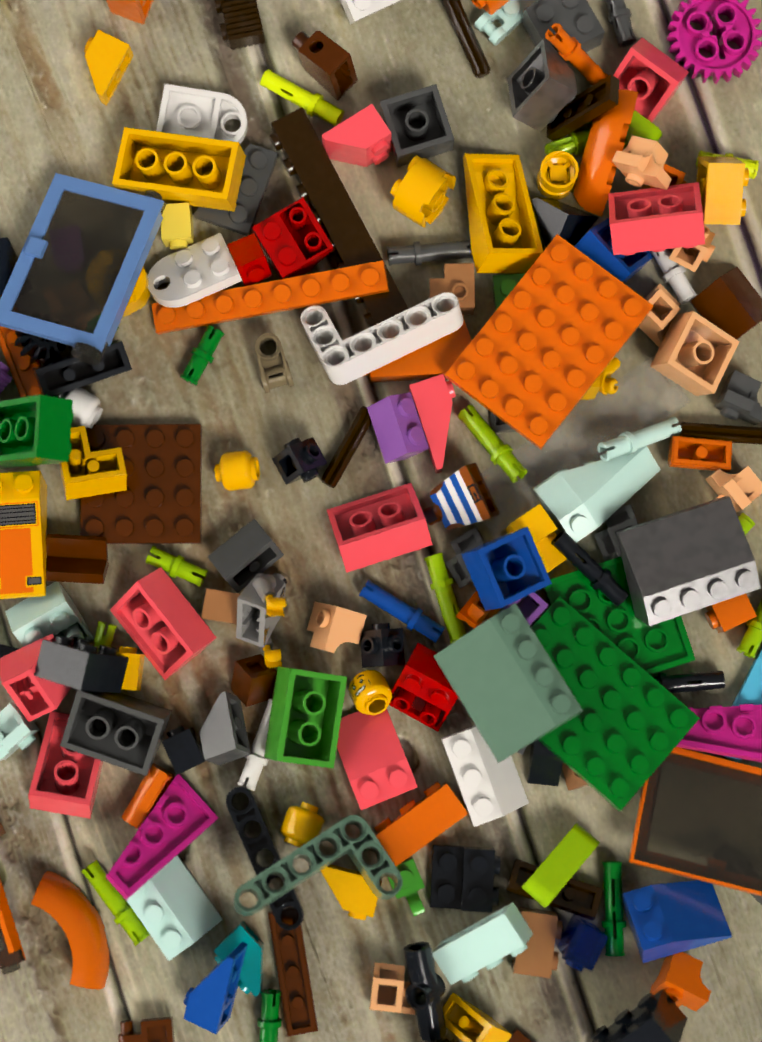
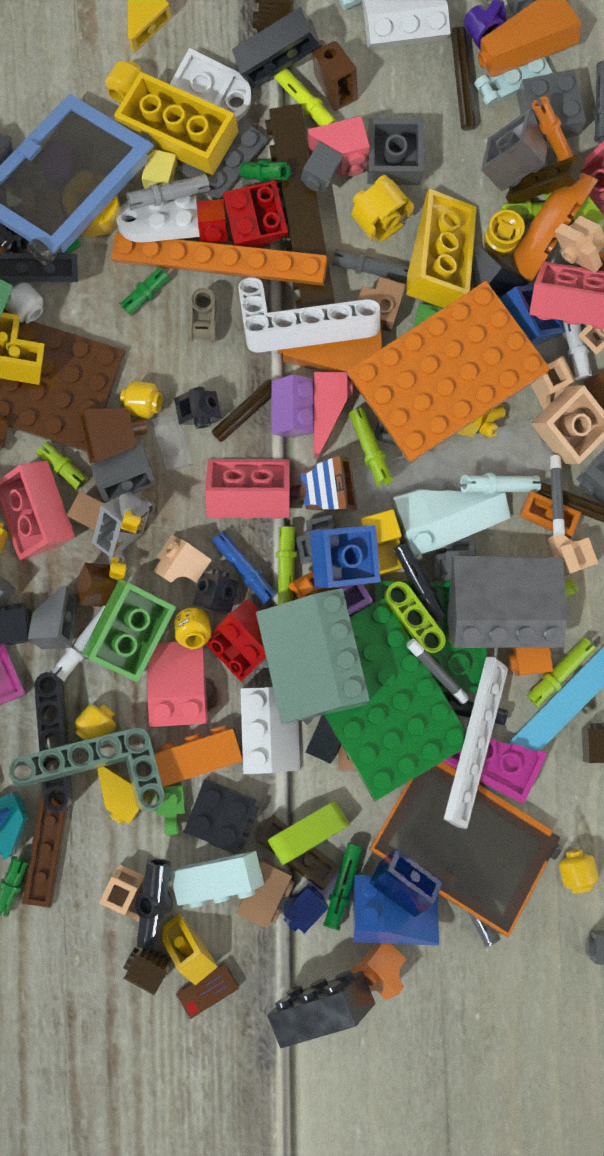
camera: 15 degrees right, 0 degrees up
(106, 140) = (121, 79): none -> yellow head
(184, 251) = (166, 192): none -> light grey pin
(216, 517) = (109, 431): none -> reddish brown torso
(257, 56) = (276, 47): none -> black brick
(284, 504) = (172, 442): none -> clear tile
(288, 189) = (265, 170): none -> green pin
(347, 169) = (321, 167): none -> dark grey brick
(611, 612) = (412, 603): none -> lime beam
(638, 655) = (437, 671): none -> dark grey bar
(679, 884) = (406, 883): none -> clear blue brick
(701, 432) = (557, 495): none -> dark grey bar
(703, 716) = (476, 743): none -> white tile

